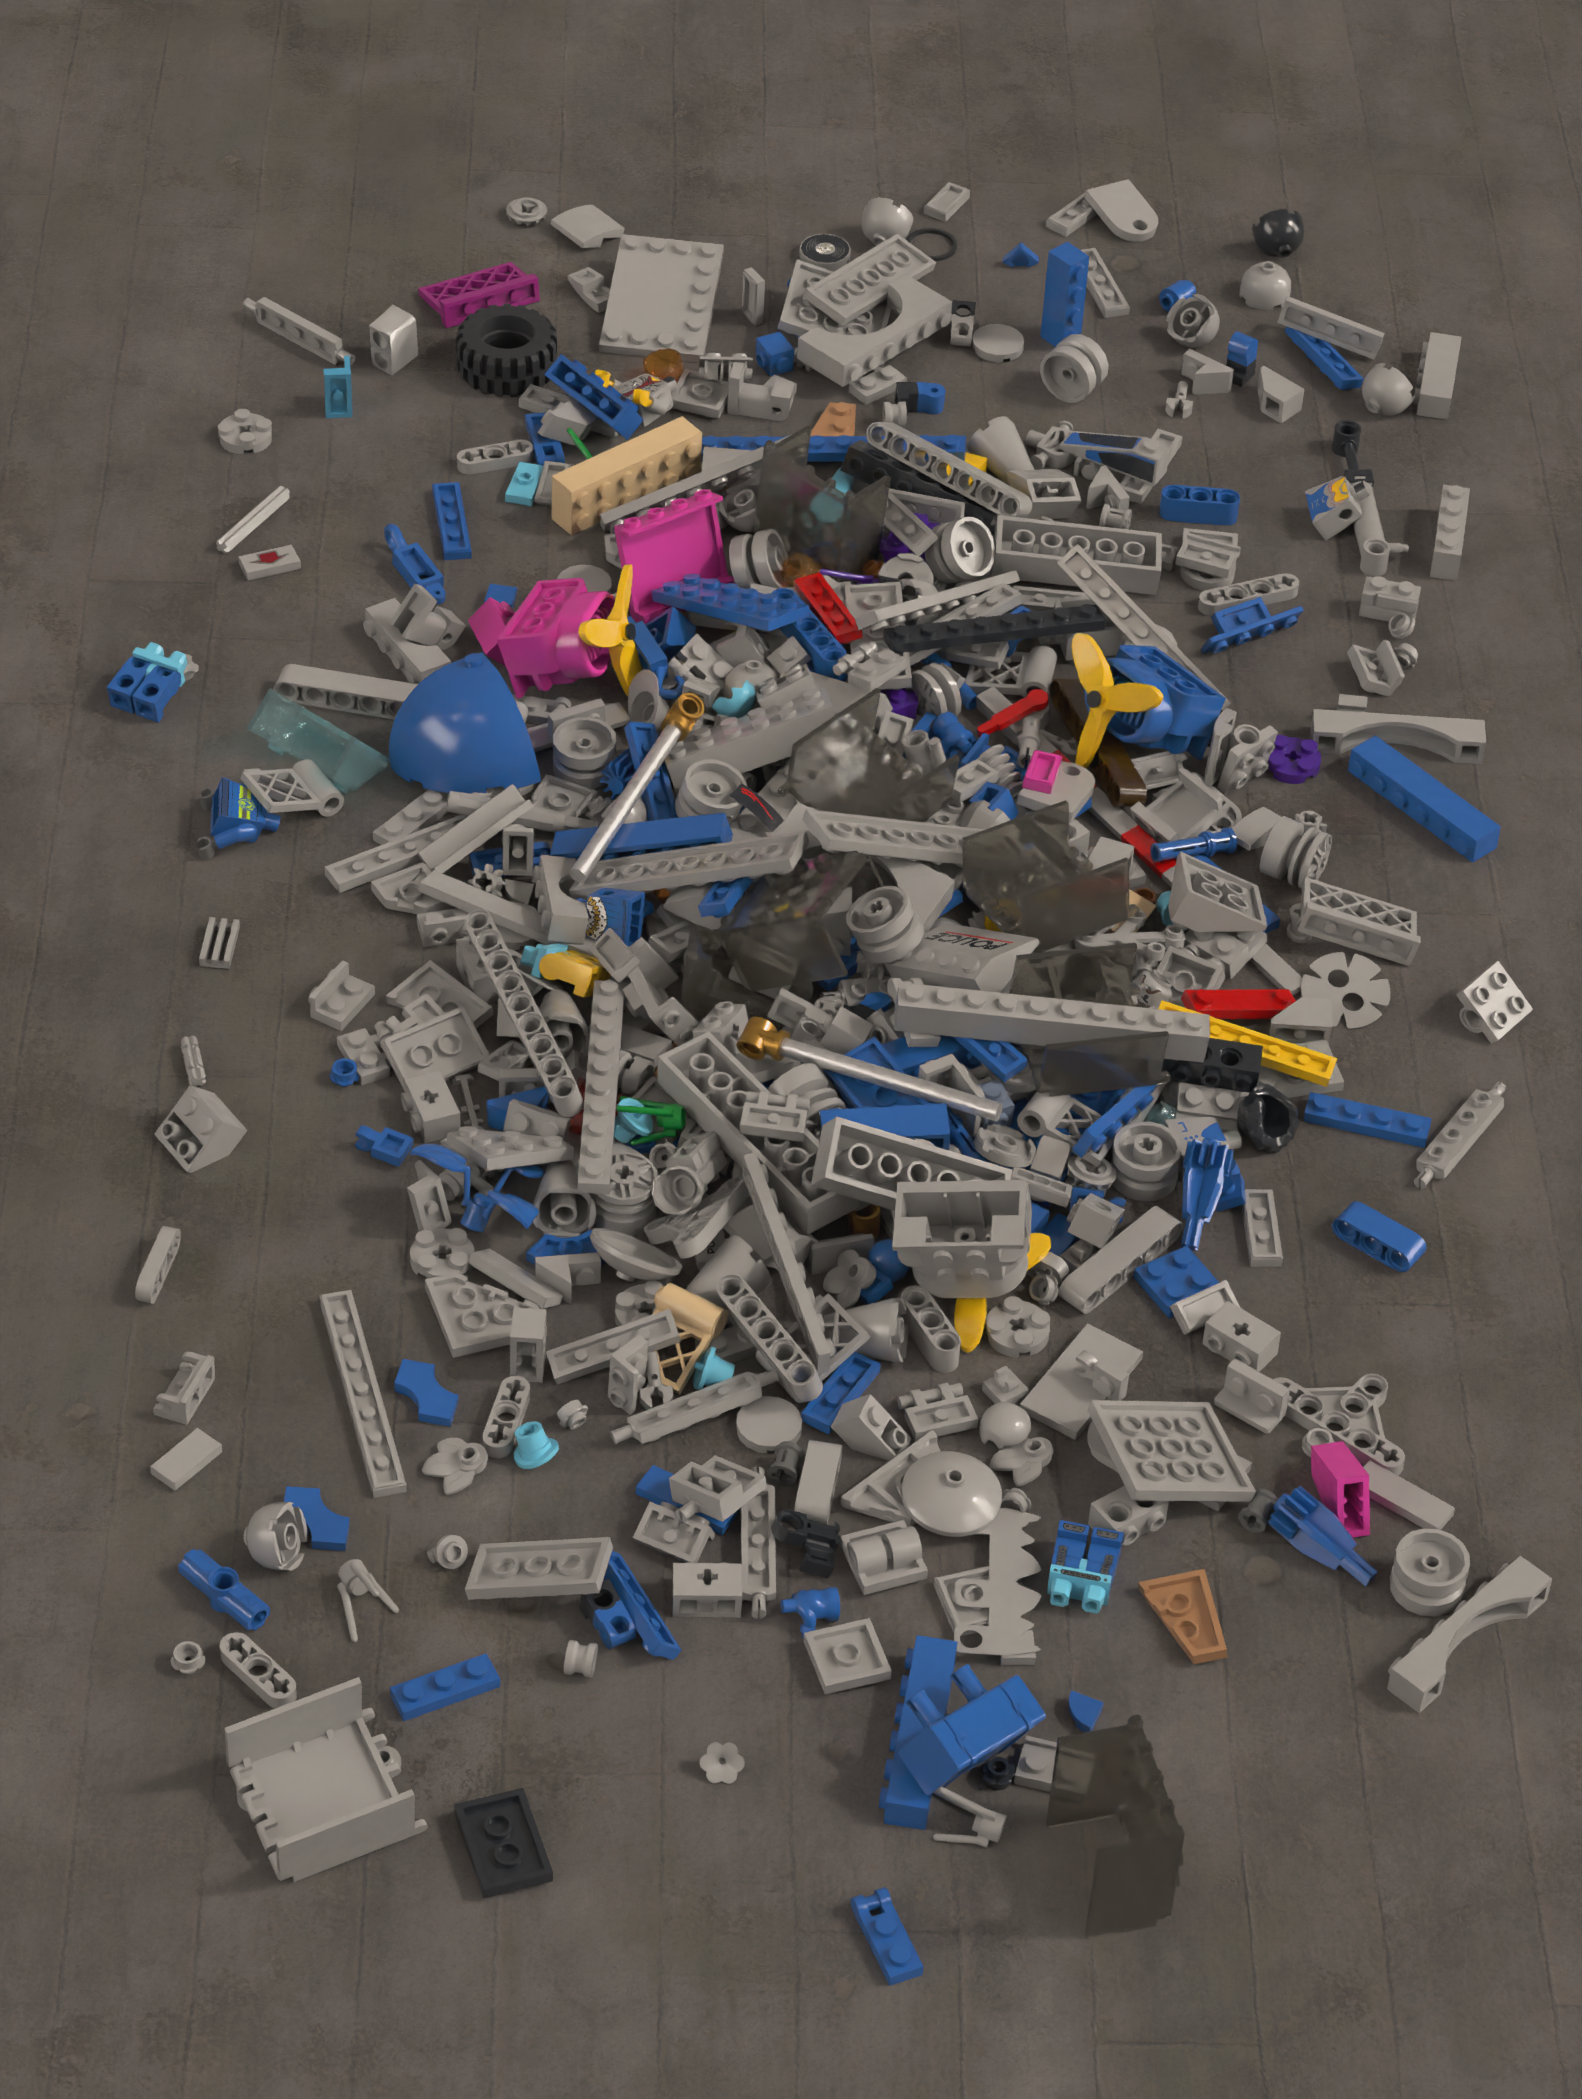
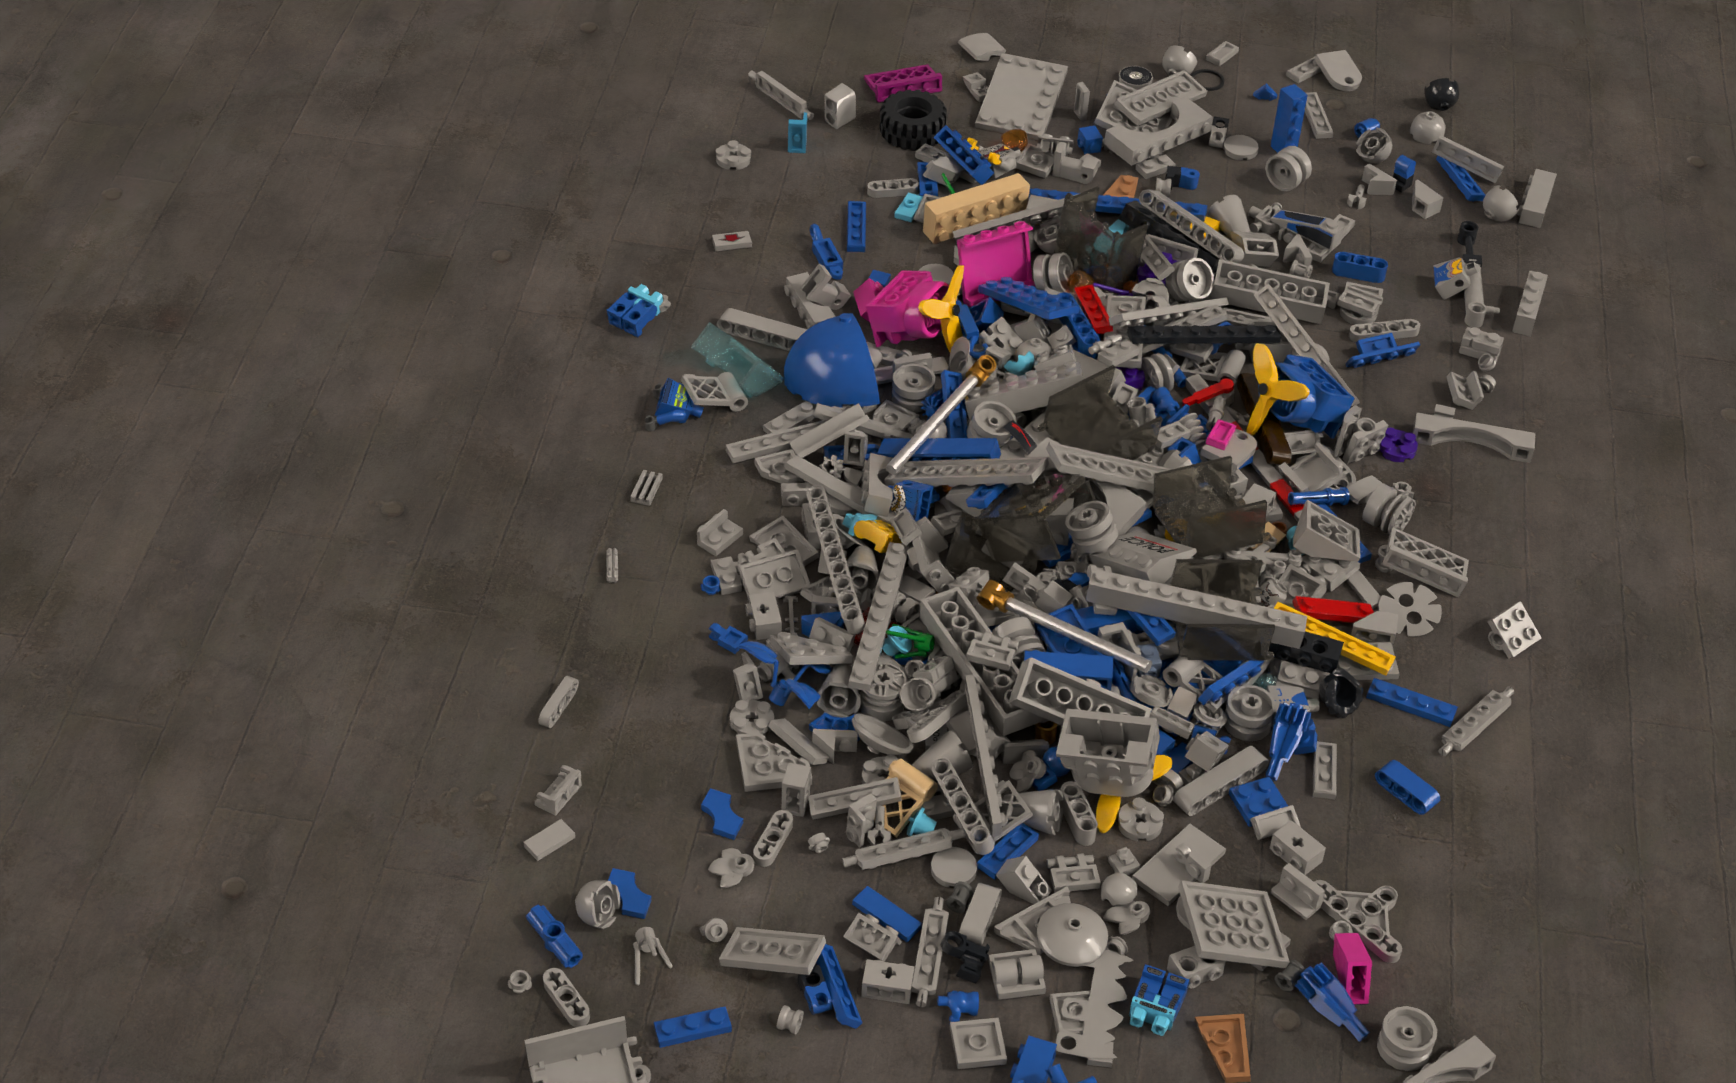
camera: 10 degrees right, 0 degrees up
(200, 1130) = (606, 612): light grey slope -> none
(252, 519) = (726, 212): light grey axle -> none
(362, 1394) = (678, 810): light grey tile -> none
(532, 210) = (944, 33): light grey gear -> none
(533, 1446) = (787, 861): medium azure piece -> none
(714, 1488) = (905, 909): light grey plate -> none
(1407, 1498) = (1398, 980): light grey tile -> none
(1424, 798) = (1485, 482): blue brick -> none

